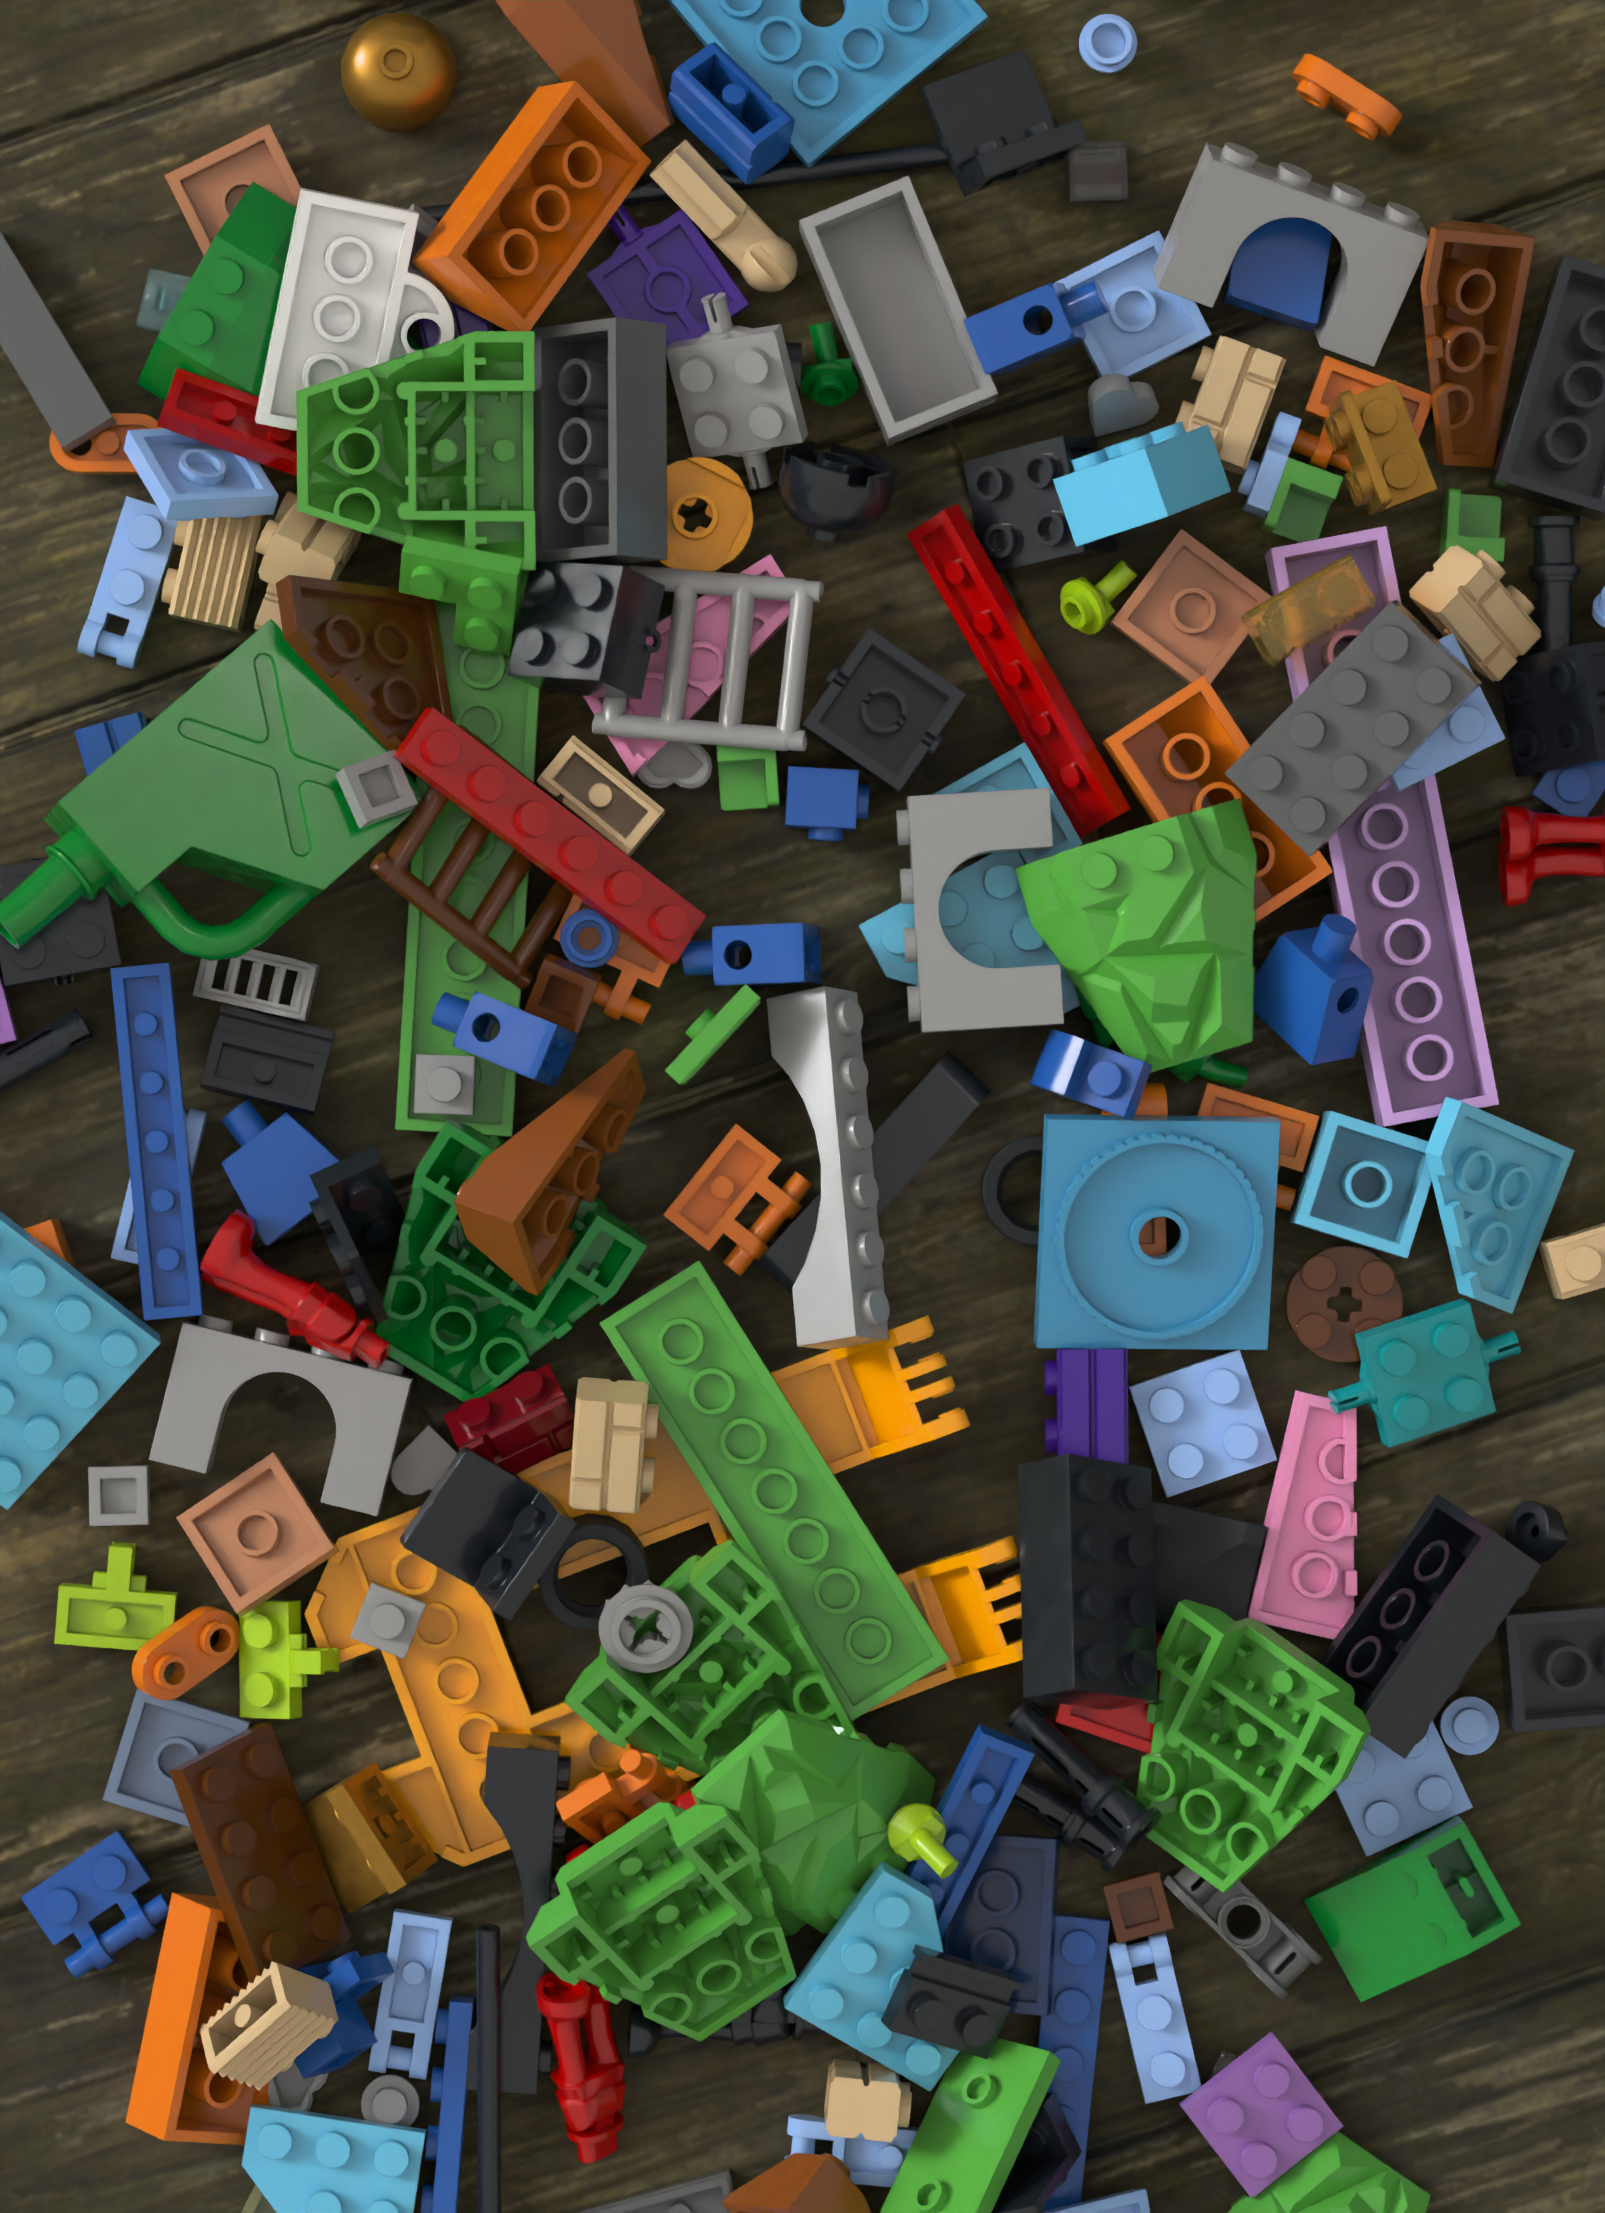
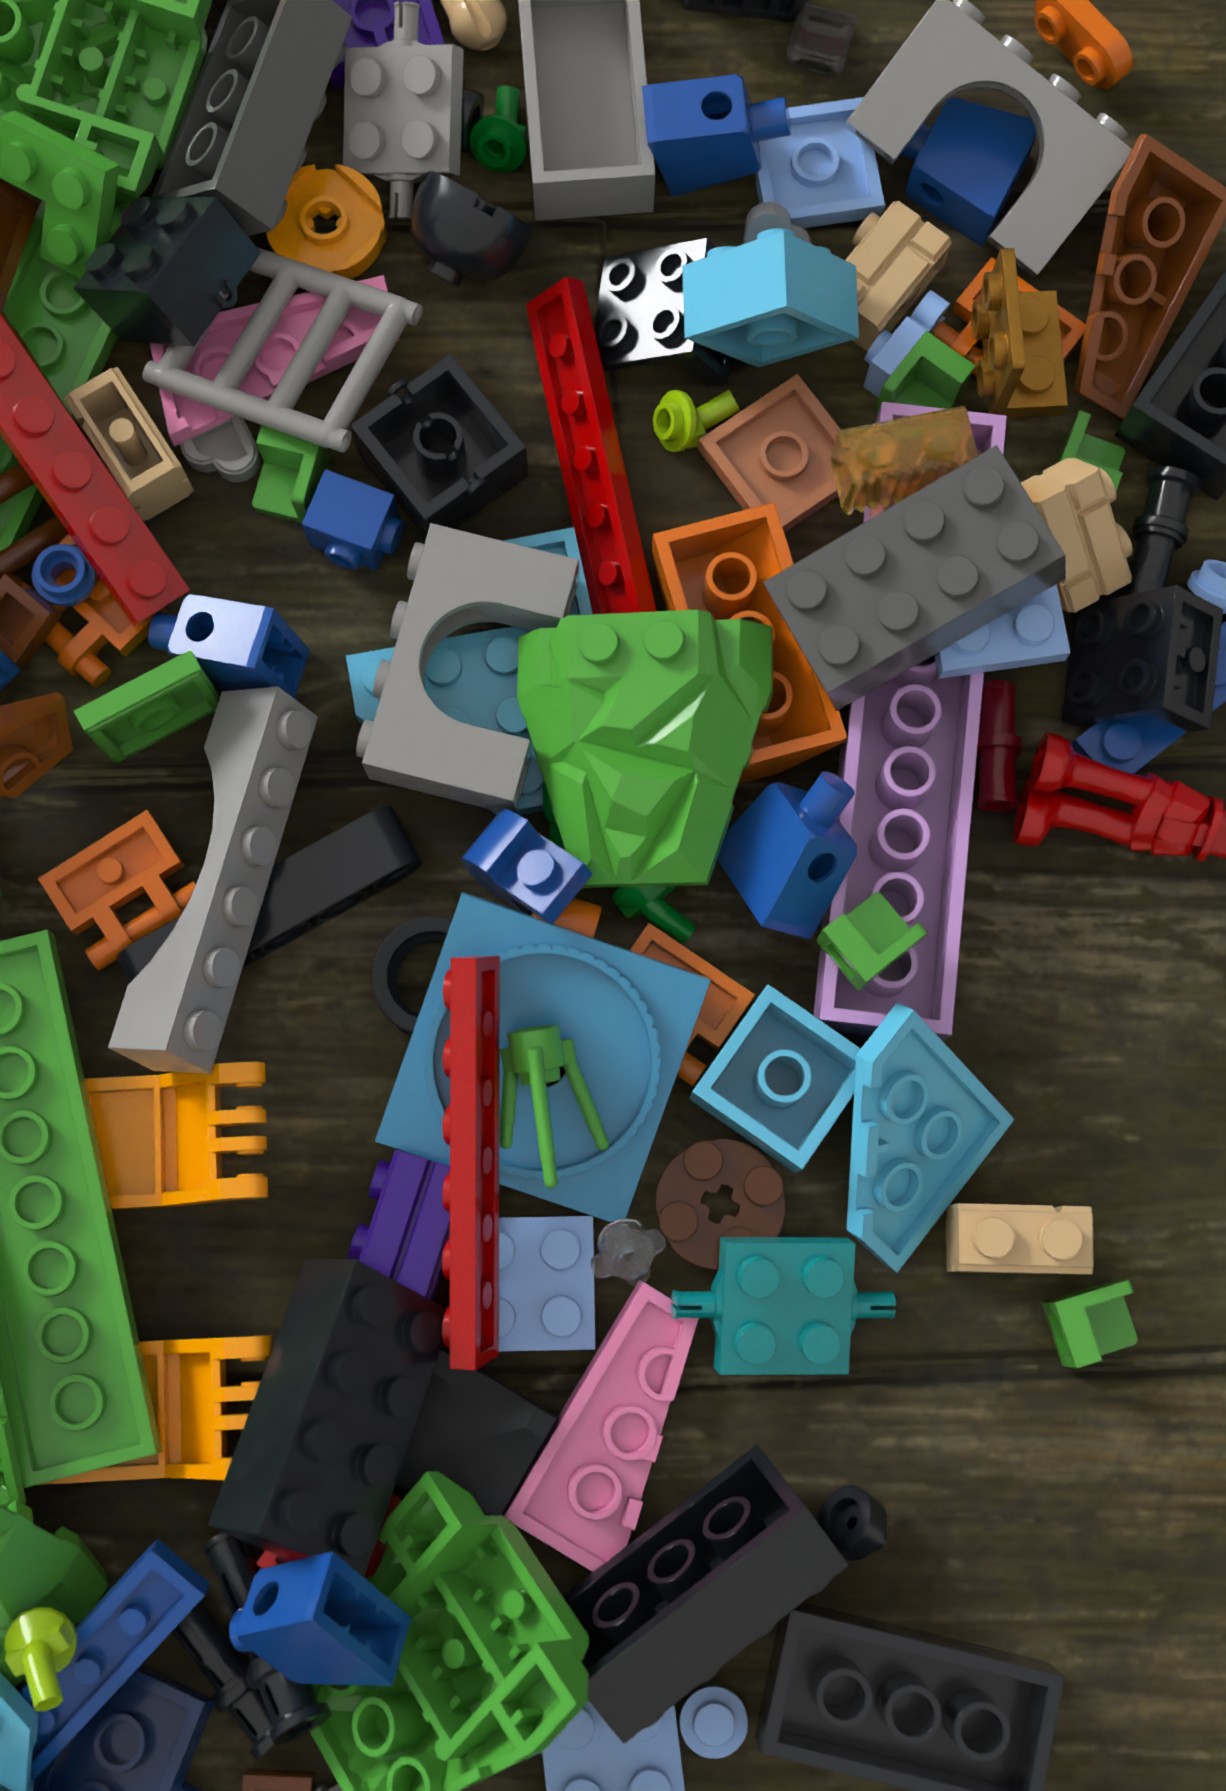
camera: 20 degrees right, 10 degrees down
(1135, 1745) = (321, 1624): none -> blue torso
(1137, 1360) = (472, 1184): none -> red plate
(1158, 1236) = (537, 1056): none -> bright green plant
(1277, 1369) = (622, 1238): none -> clear plate
(1407, 1047) = (868, 940): none -> bright green panel
(1465, 823) = (997, 747): none -> dark red pin

